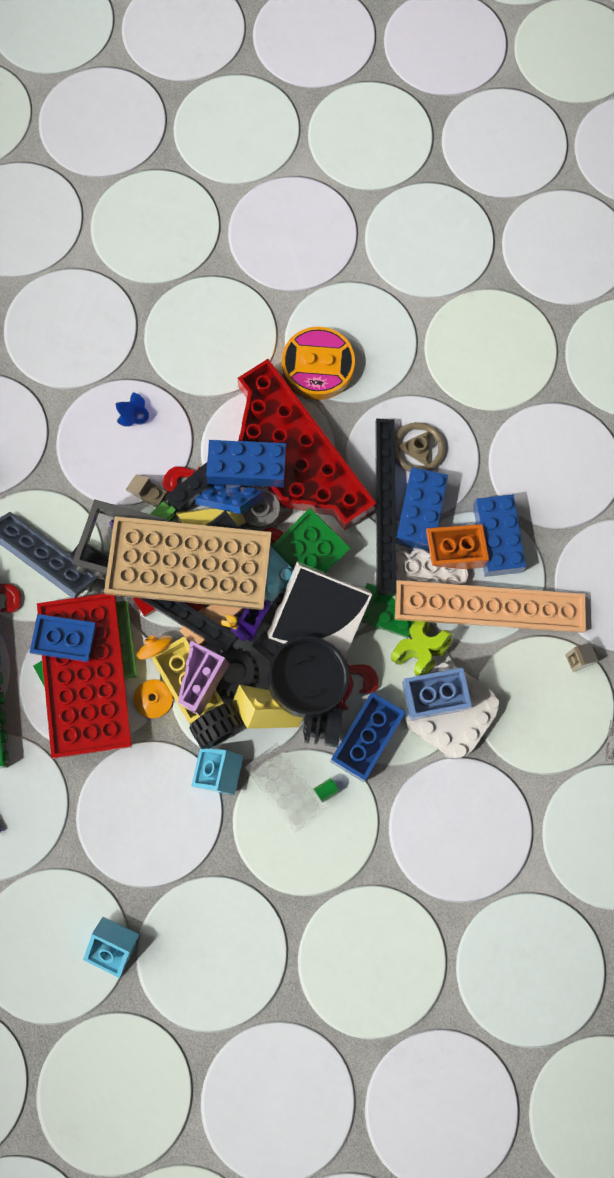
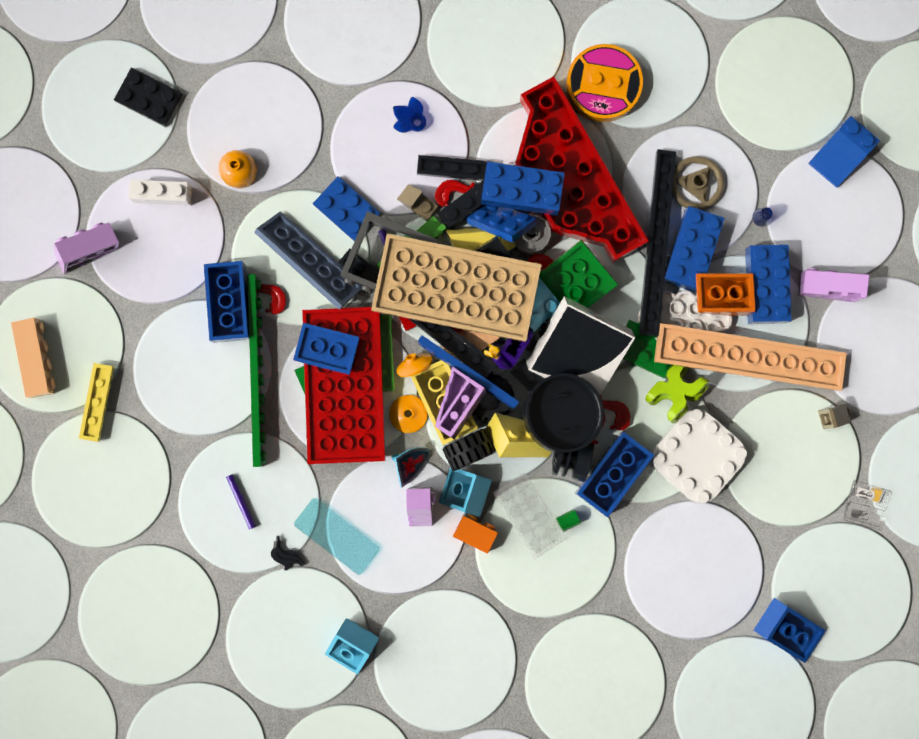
camera: 10 degrees right, 10 degrees up
(36, 859) = (285, 557): none -> black piece
(71, 501) = (344, 207): none -> blue plate
(87, 832) = (336, 536): none -> clear light blue piece
(159, 747) = (411, 463): none -> shield
(169, 787) = (419, 506): none -> lavender wedge
(175, 454) = (451, 167): none -> black plate
(188, 636) = (453, 362): none -> blue tile
(231, 813) = (475, 533): none -> orange brick
(436, 694) = (687, 441): medium blue brick -> none
(485, 471) = (759, 219): none -> clear blue cone
(555, 404) = (843, 151): none -> blue slope
(563, 530) = (833, 285): none -> lavender wedge
(566, 880) = (789, 630): none -> blue slope

